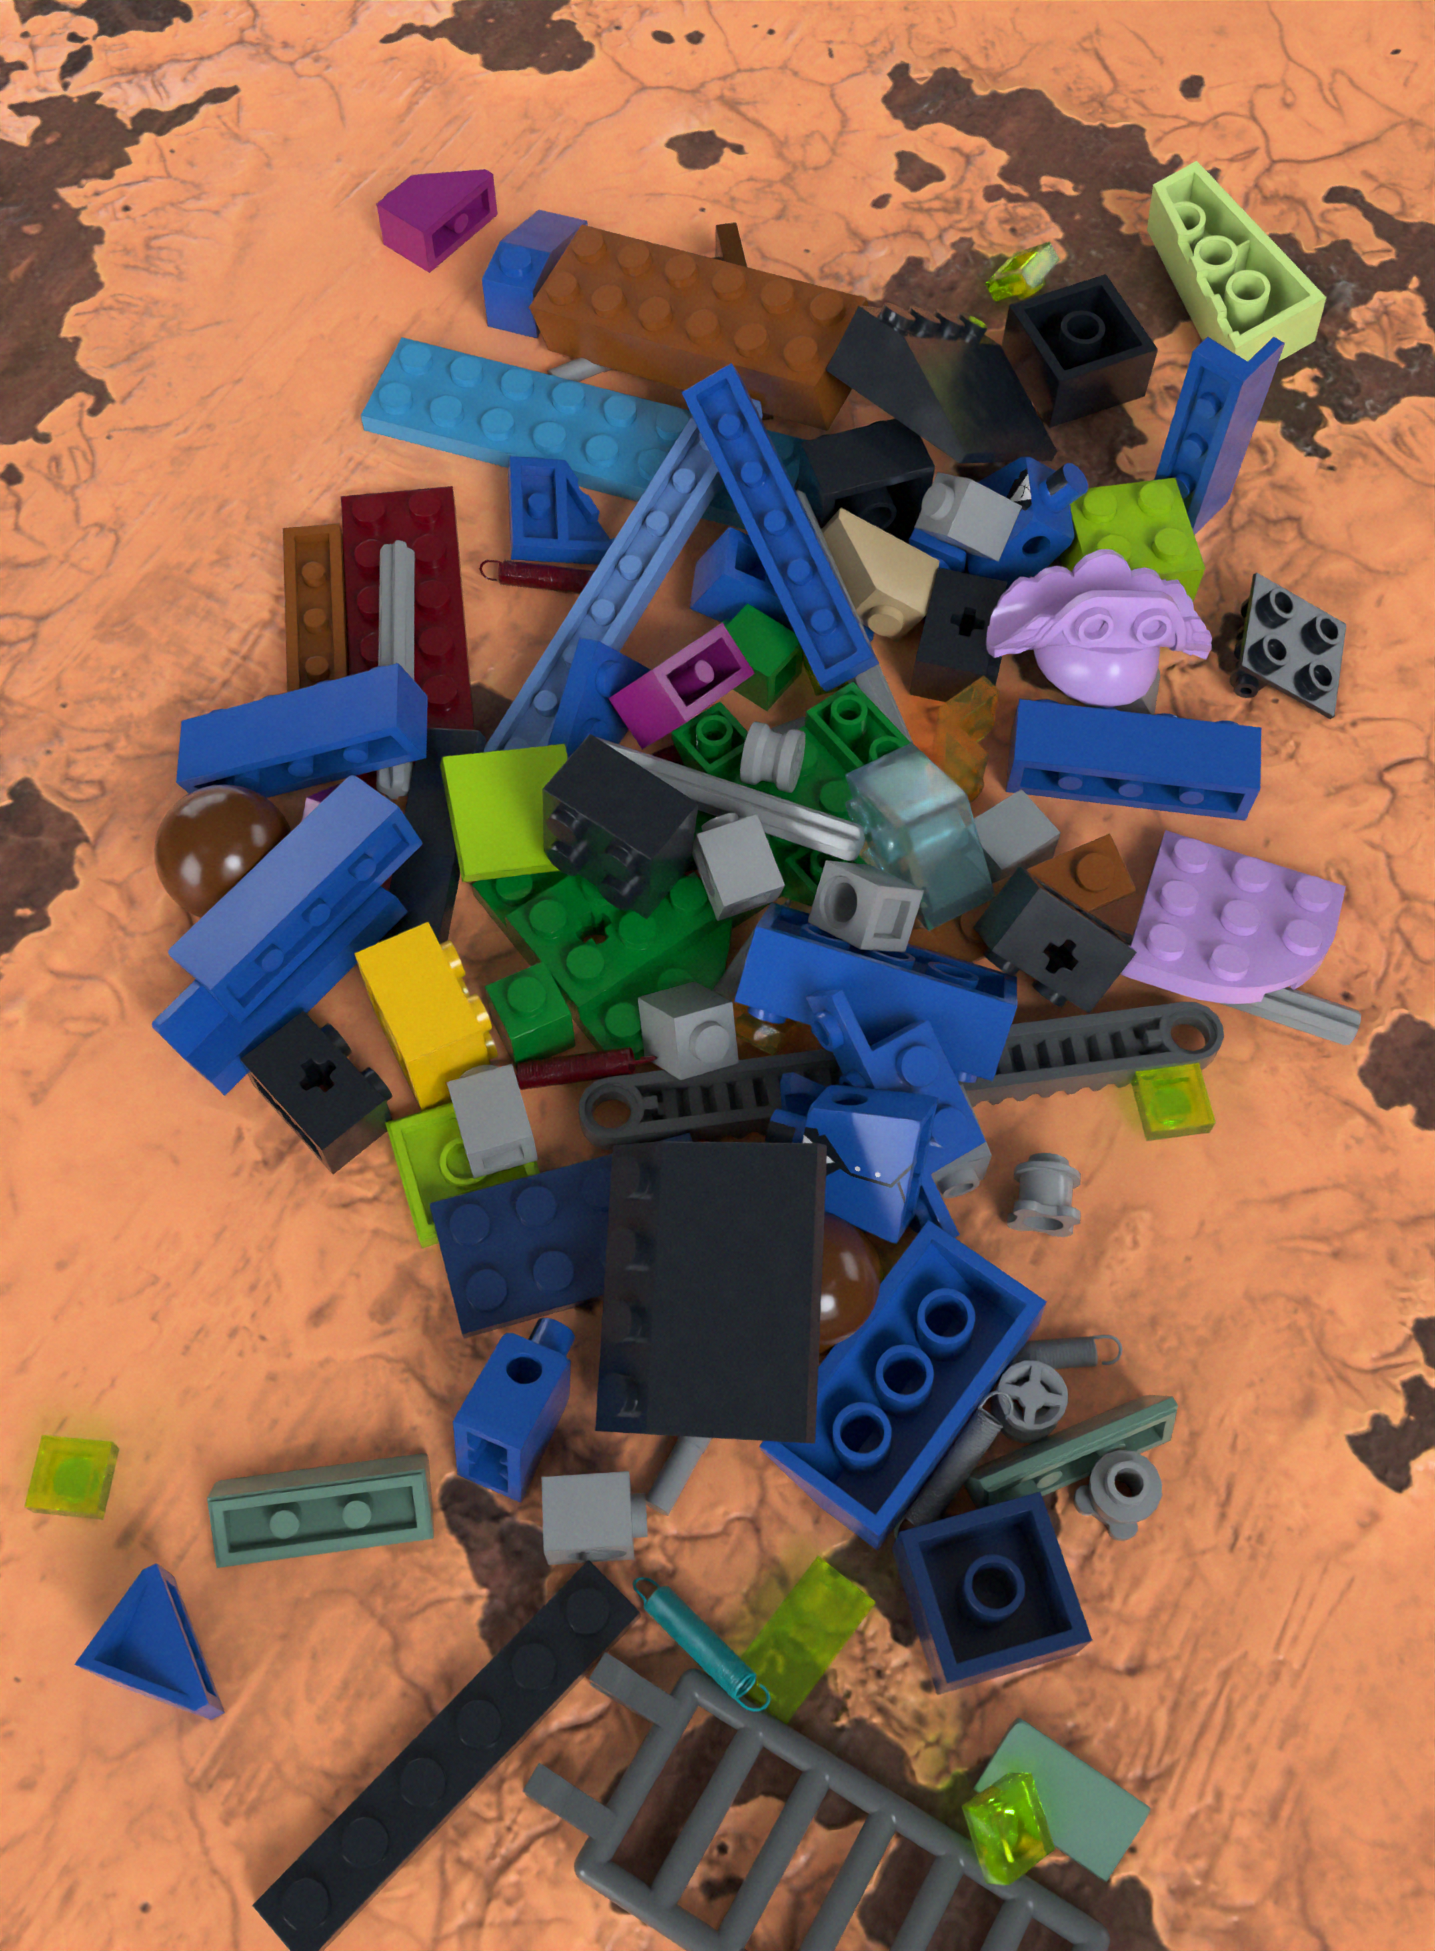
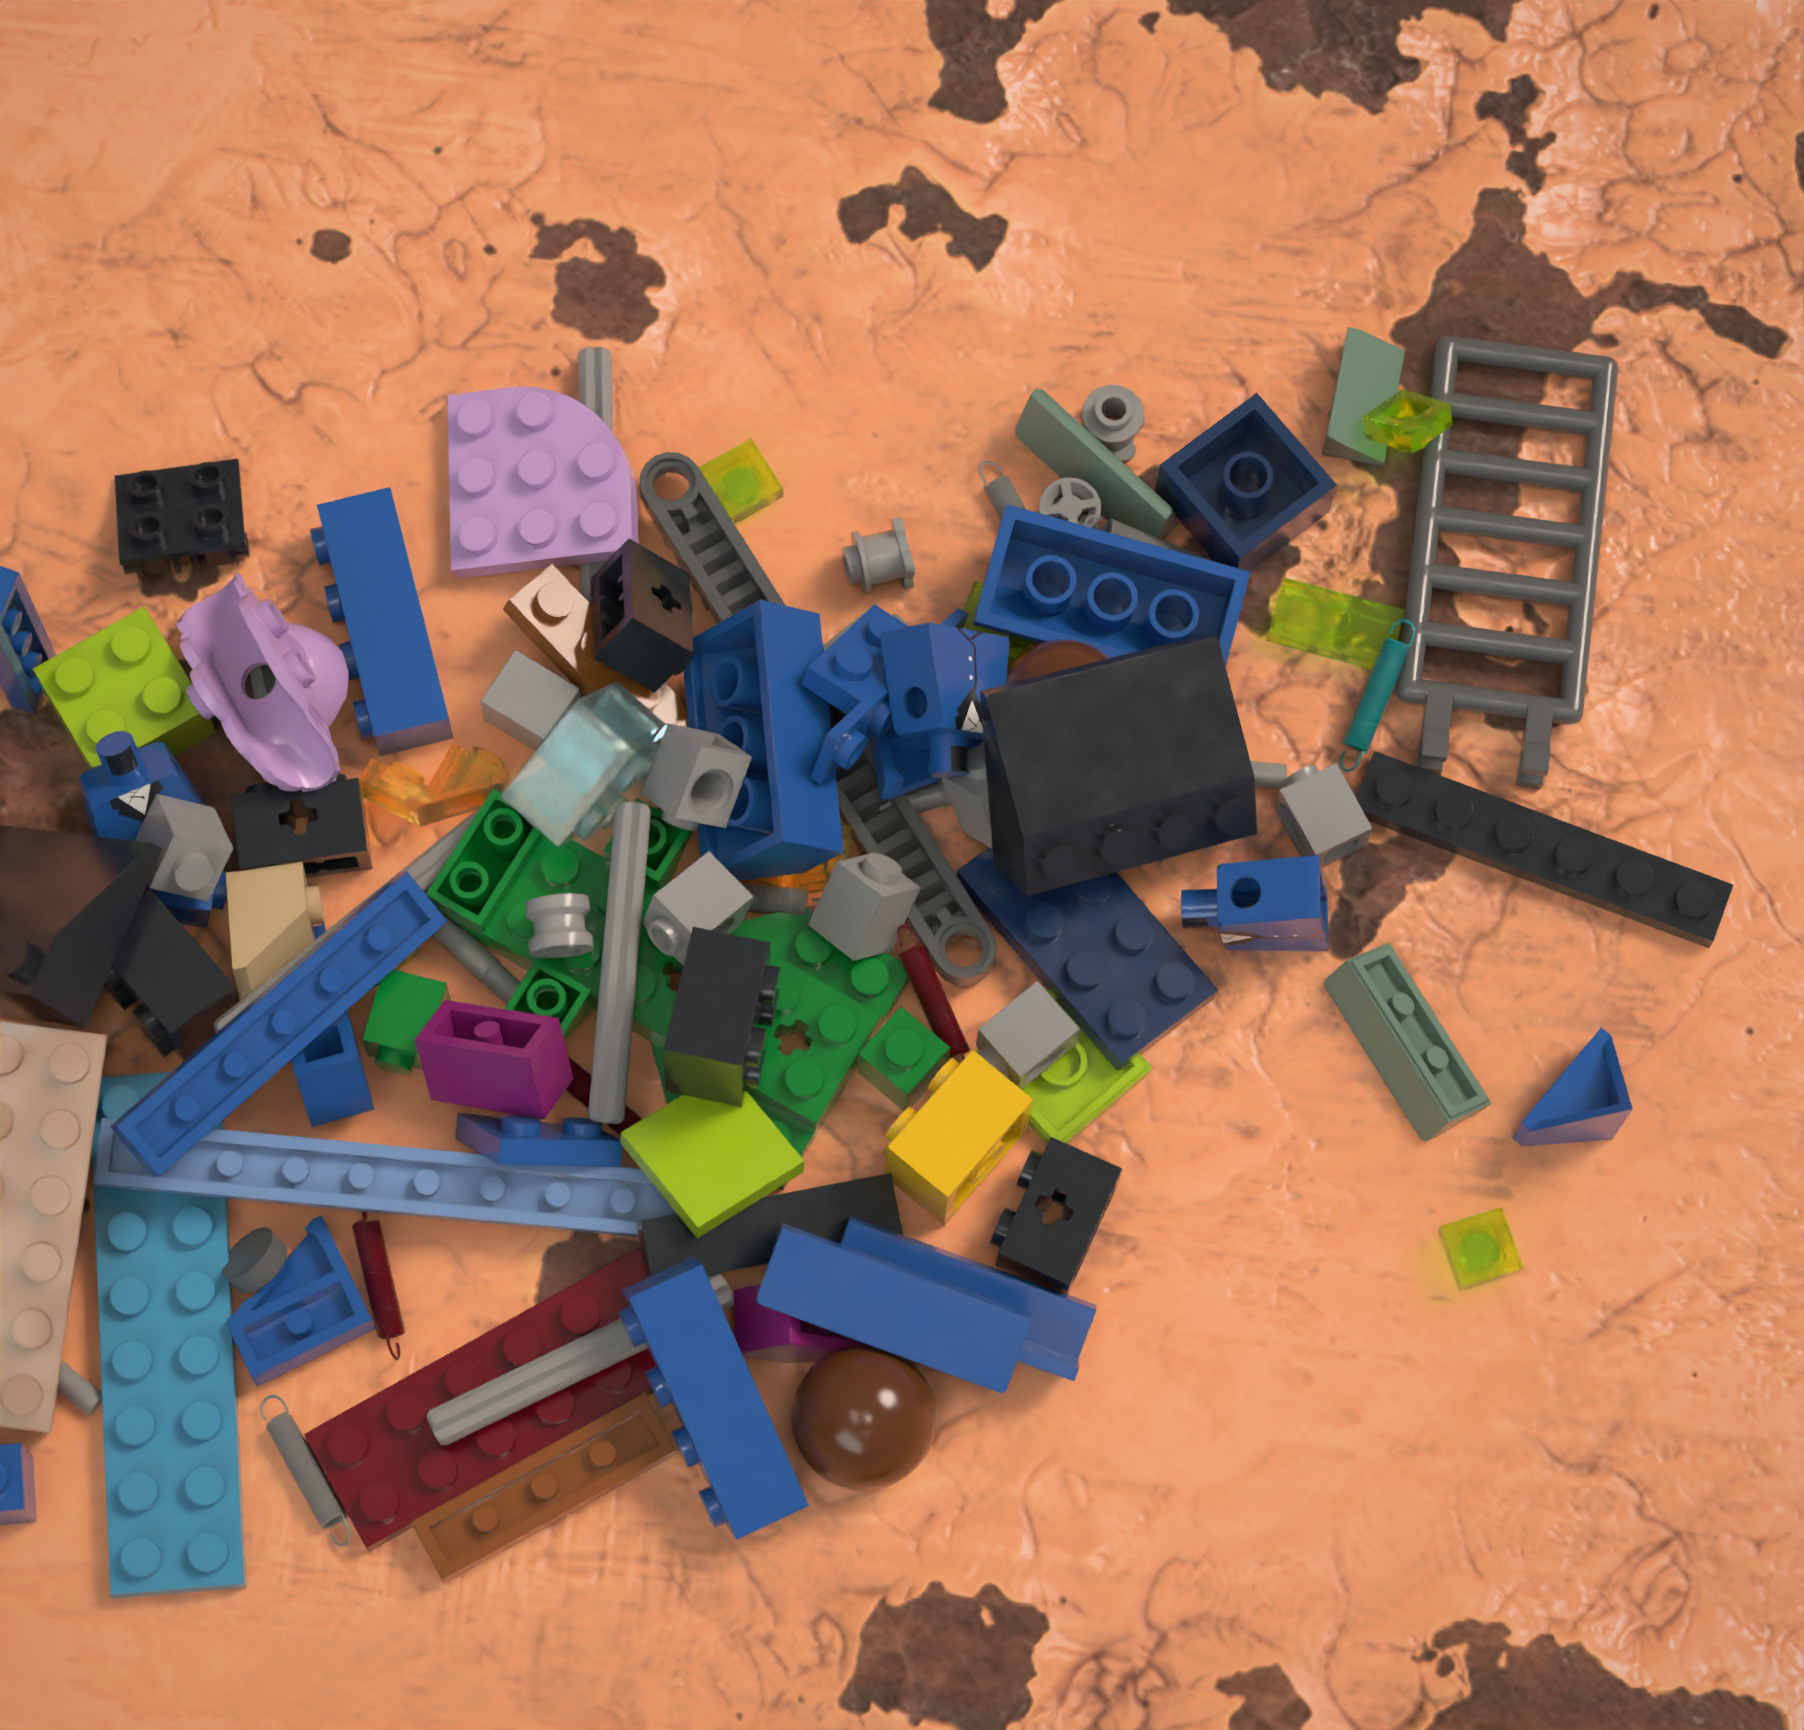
camera: 115 degrees left, 10 degrees up
(461, 480) = (305, 1470): none -> light grey piece
(606, 495) = (255, 1260): none -> dark grey tile

